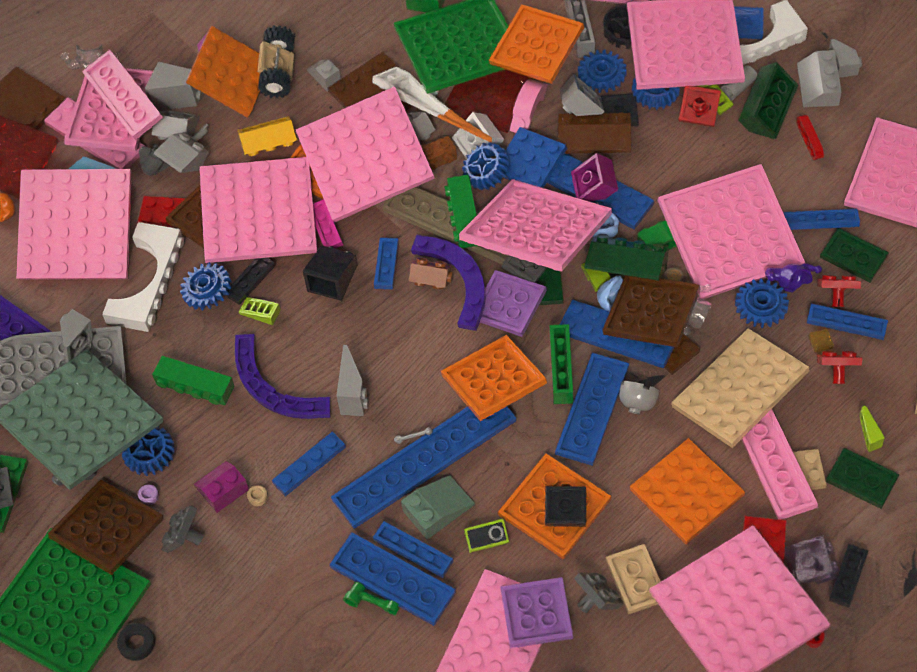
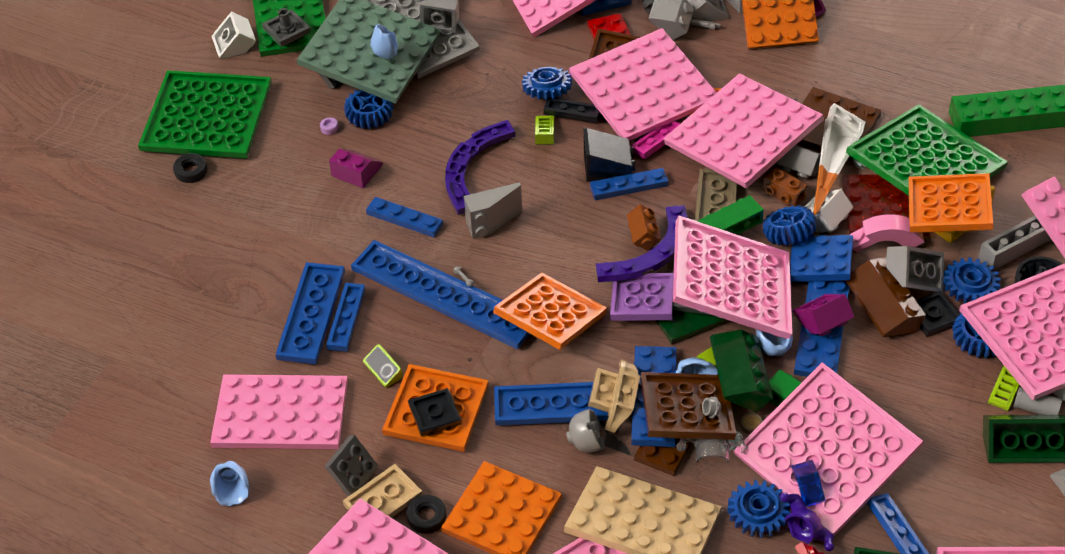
camera: 65 degrees right, 10 degrees down
(98, 399) = (384, 42): none -> light blue hair
(105, 526) = (284, 108): reddish brown plate -> none
(140, 310) = (505, 53): white arch -> none
(181, 530) = (297, 152): dark grey plate -> none
(193, 380) = (449, 111): green brick -> none
(257, 495) = (358, 194): tan tile -> none
(267, 136) = (728, 62): yellow slope -> none
(276, 61) = (814, 39): plate -> none
(324, 73) = (826, 78): light grey slope -> none
(358, 594) = (284, 293): green brick -> none
(365, 269) = (628, 184): none -> blue plate
(386, 263) = (640, 195): blue plate -> none
(436, 505) = (397, 317): sand green slope -> none
(536, 612) = (309, 424): medium lavender plate -> none
(561, 364) = (587, 358): green brick -> none
(610, 358) = (615, 393): none -> tan plate
(666, 561) = (420, 503): none -> black tyre
(669, 294) = (711, 407): none -> light grey plate
(700, 103) = (977, 372): red plate -> none
(757, 256) = (808, 482): none -> clear blue slope
(810, 137) = (1007, 491): red beam -> none

